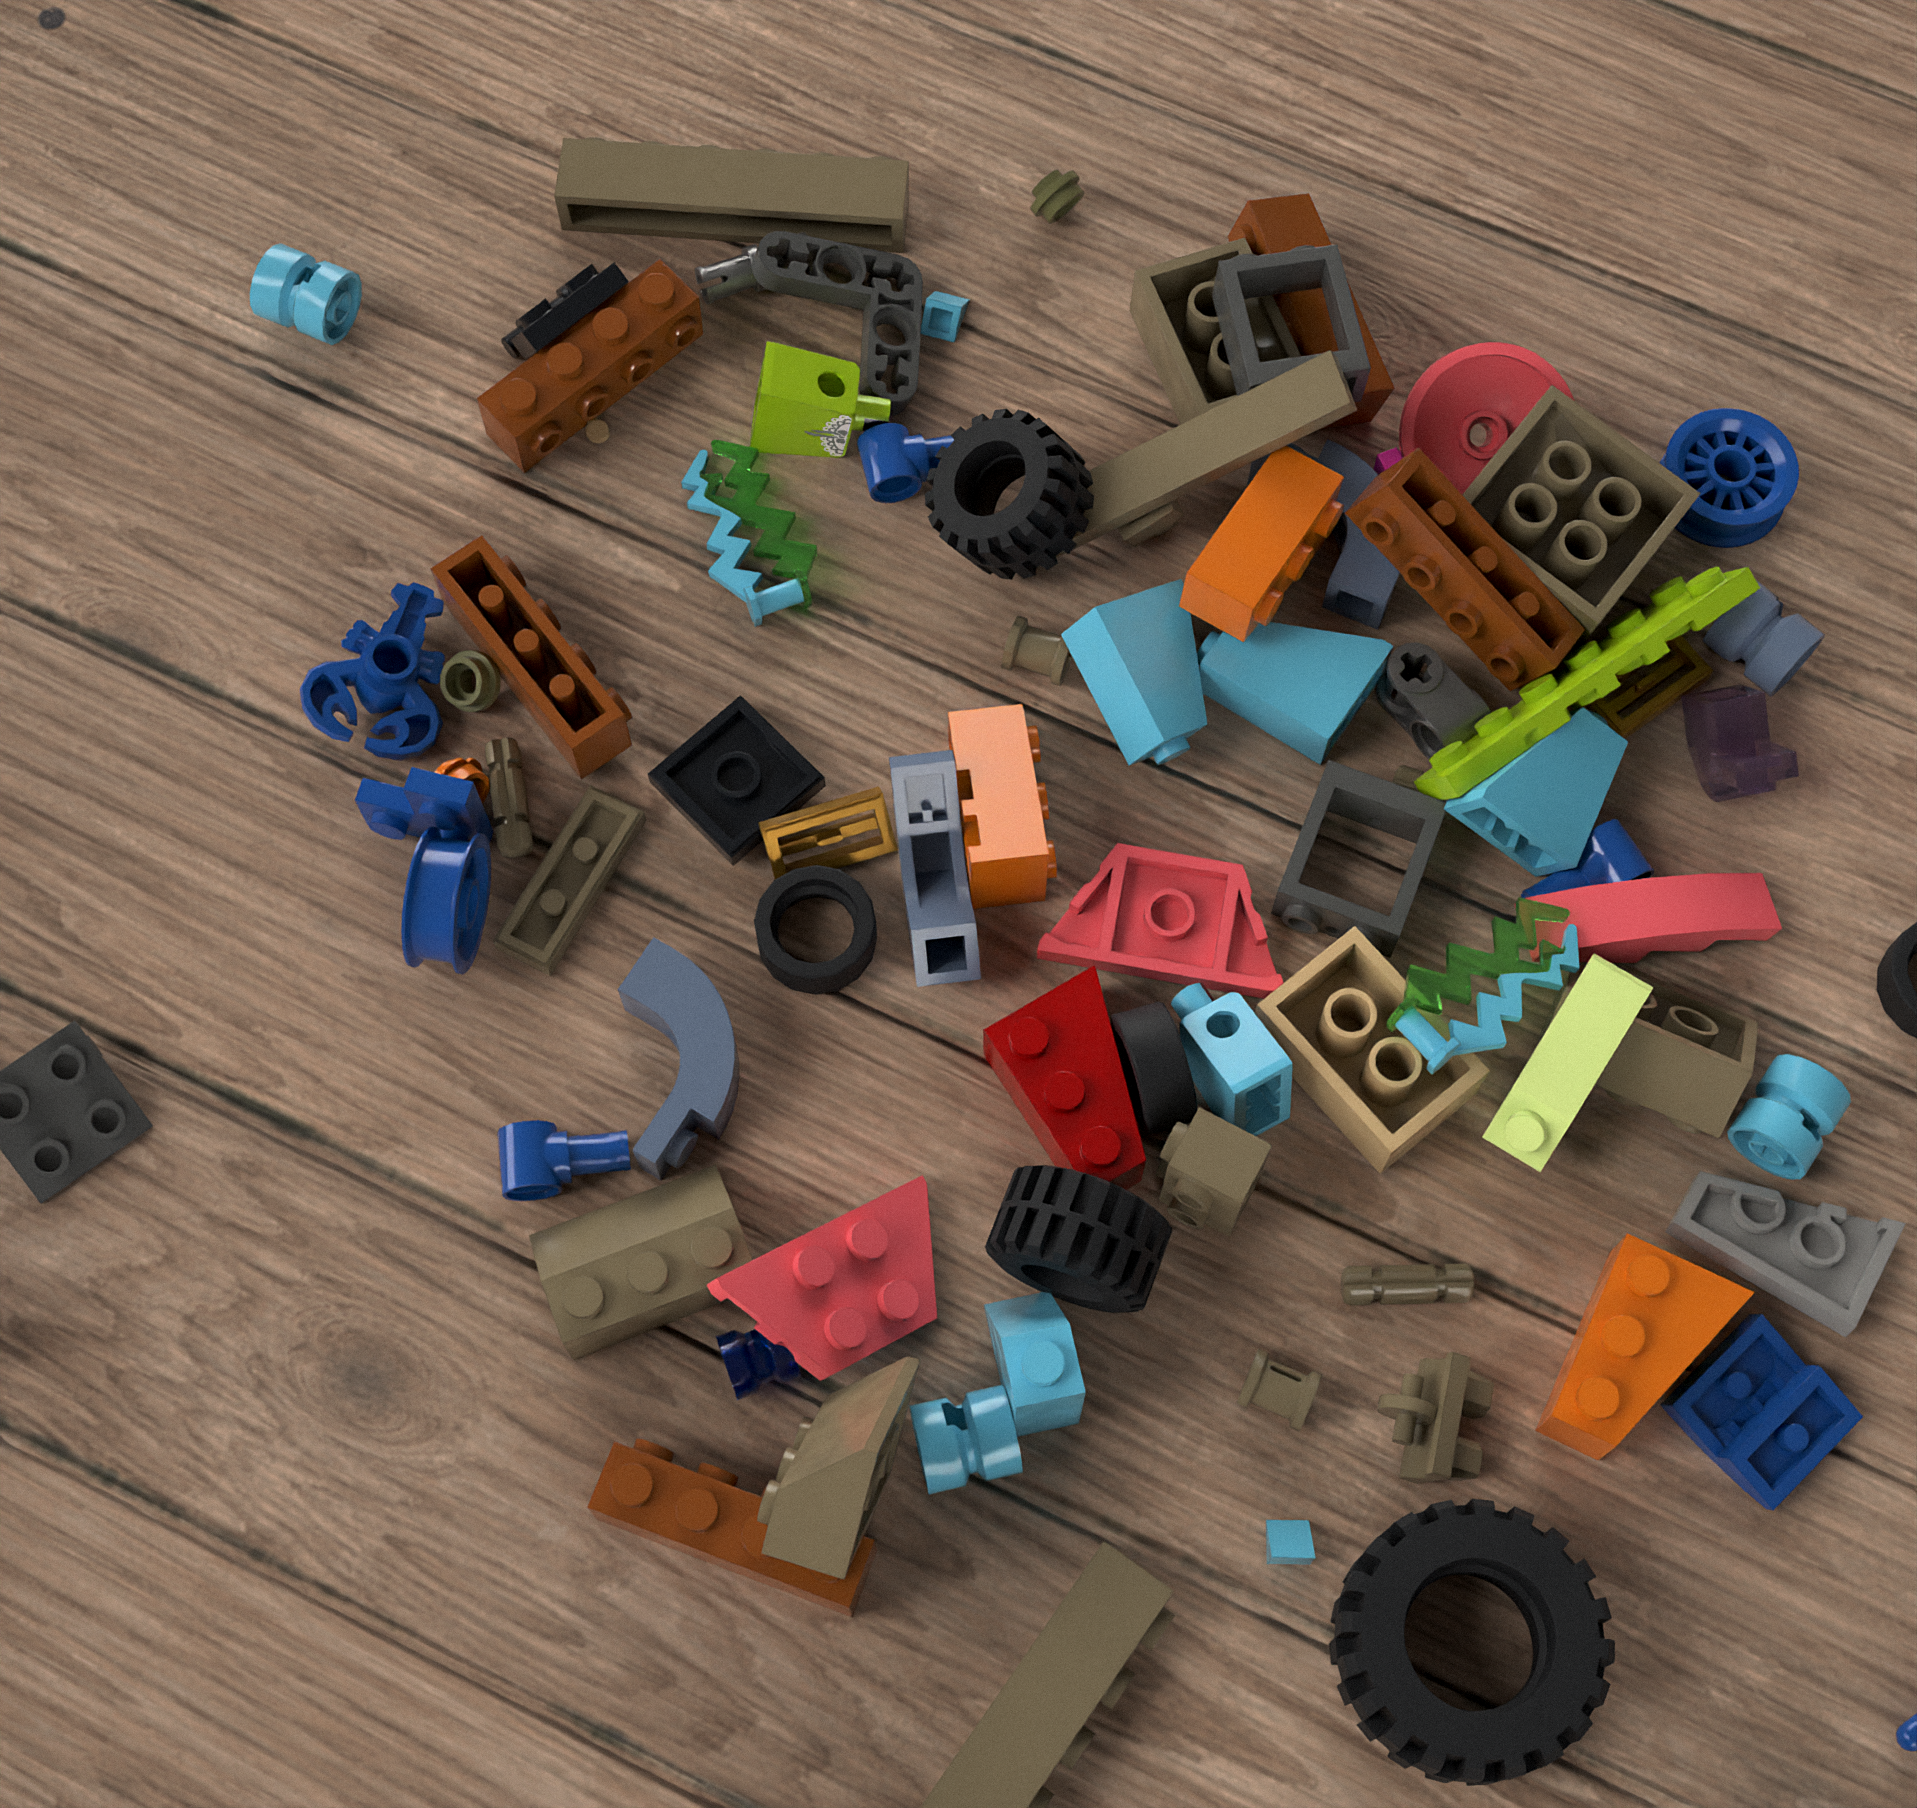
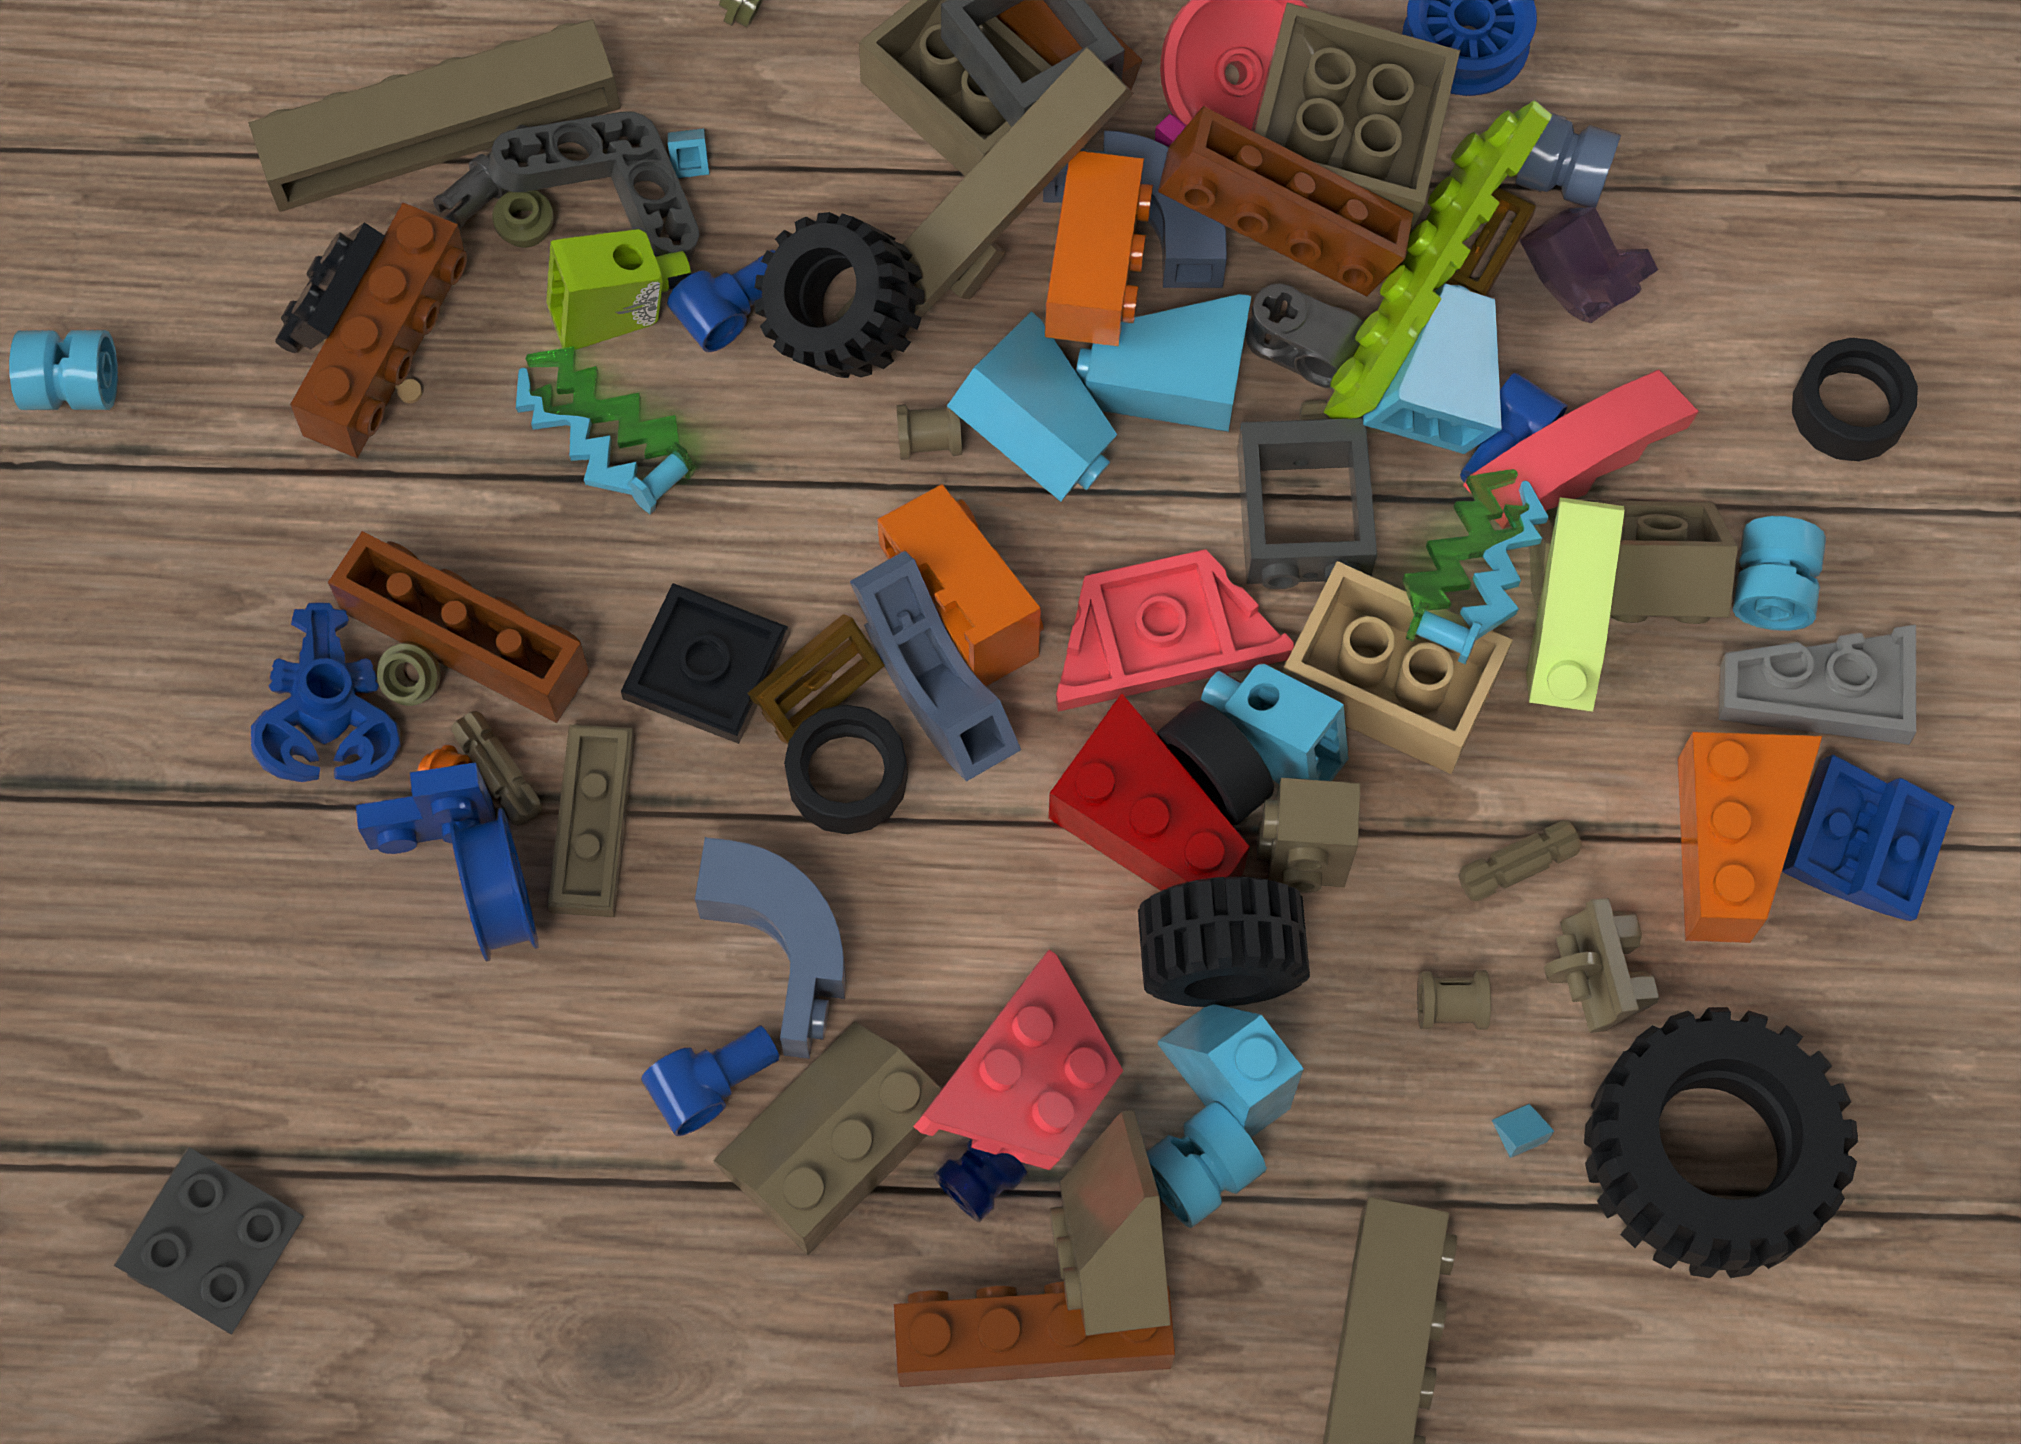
camera: 25 degrees left, 0 degrees up
(767, 328) = (525, 231): none -> olive plate

